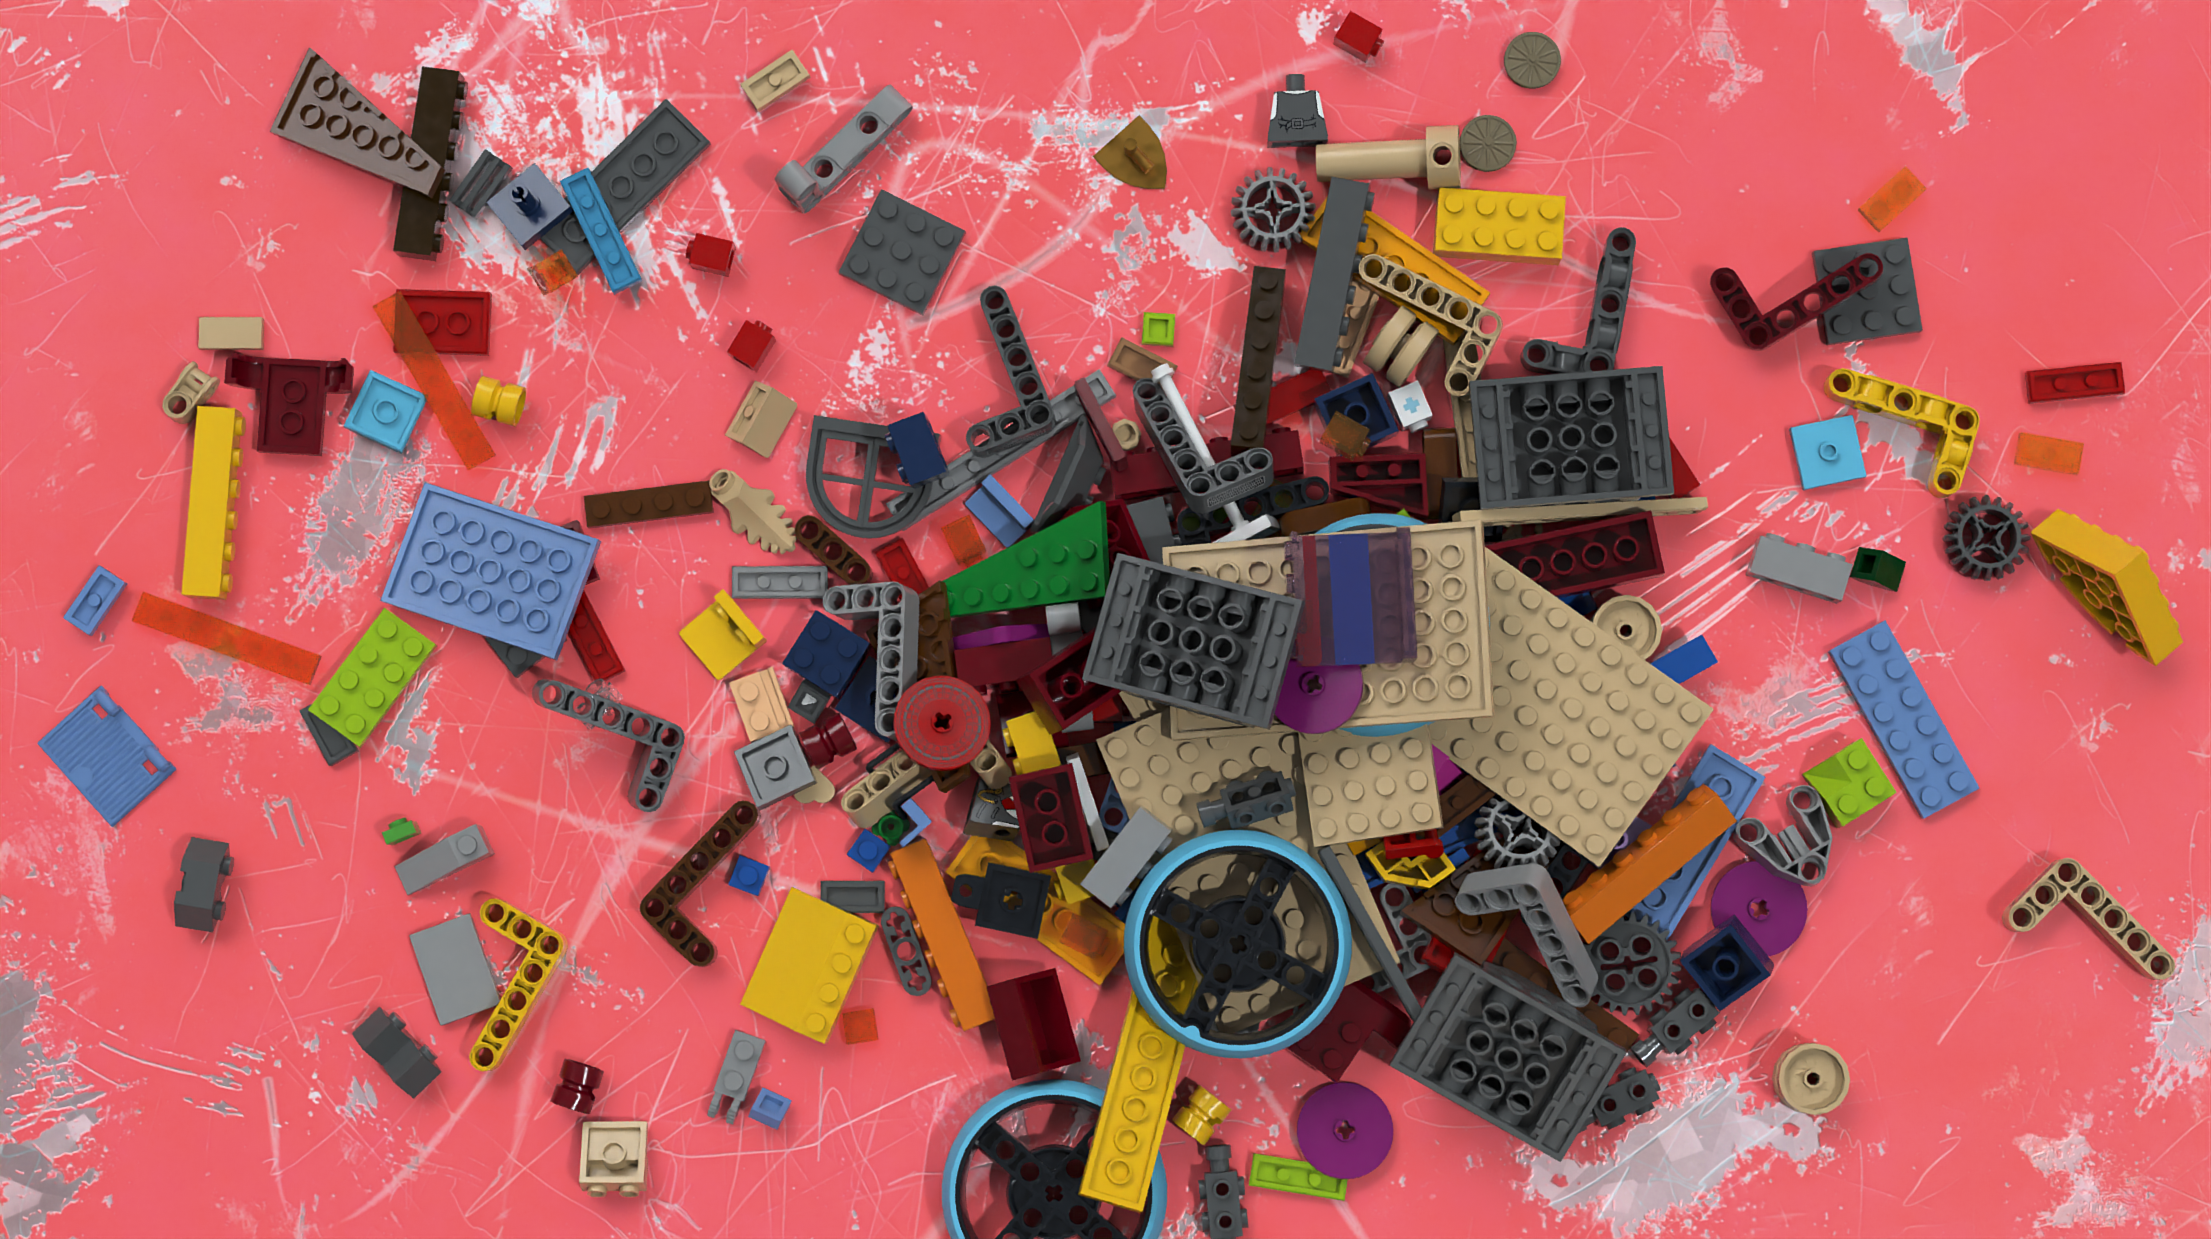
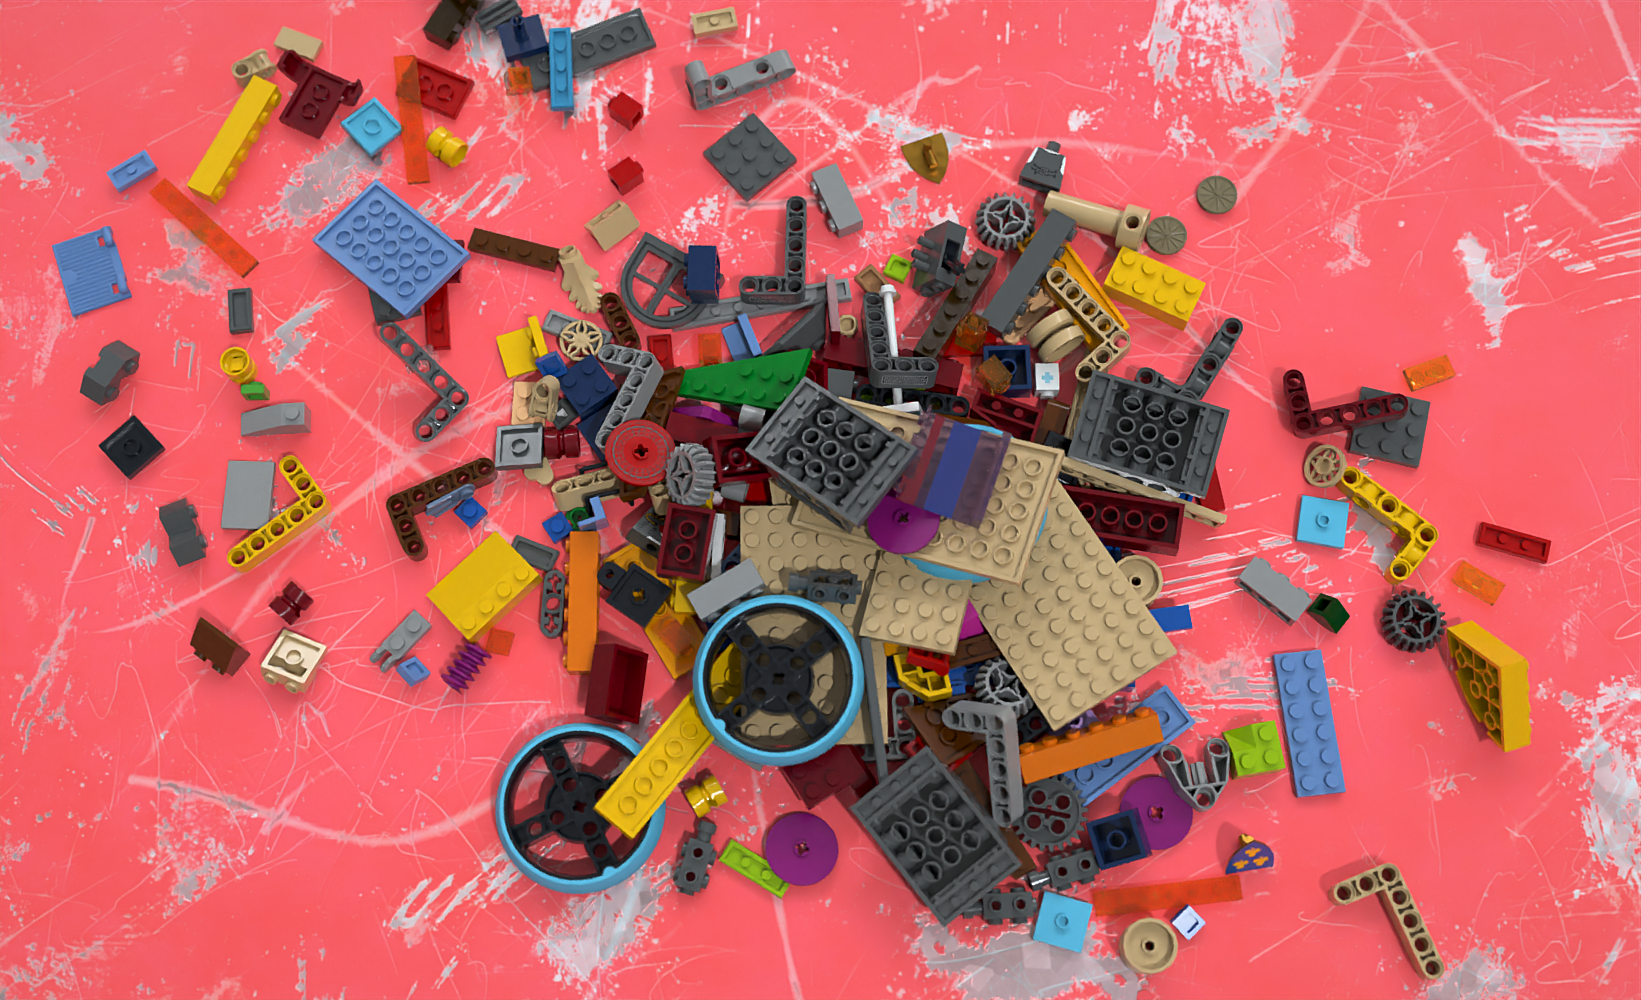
camera: 15 degrees right, 10 degrees down
(276, 968) = (132, 447): none -> black plate
(365, 808) = (238, 366): none -> yellow wheel
(372, 677) = (284, 287): lime plate -> none
(512, 1180) = (217, 647): none -> reddish brown slope
(716, 876) = (450, 500): none -> sand blue piece
(773, 649) = (551, 365): none -> blue plate
(782, 697) = (542, 402): none -> tan piece
(792, 595) = (581, 340): none -> tan wheel
(833, 1077) = (465, 666): none -> magenta piece
(1020, 730) = (690, 475): none -> light grey gear
(1041, 270) = (836, 201): none -> light grey brick
(1210, 301) = (939, 258): none -> dark grey piece
(1291, 383) = (971, 331): none -> clear orange brick
(1359, 37) = (1106, 136): red brick -> none
(1696, 1089) = (1062, 922): none -> medium azure plate
(1805, 380) = (1325, 466): none -> tan wheel
(1810, 1005) = (1167, 896): none -> clear orange tile
(1847, 1027) = (1187, 922): none -> plate
(1893, 917) = (1250, 856): none -> blue shield

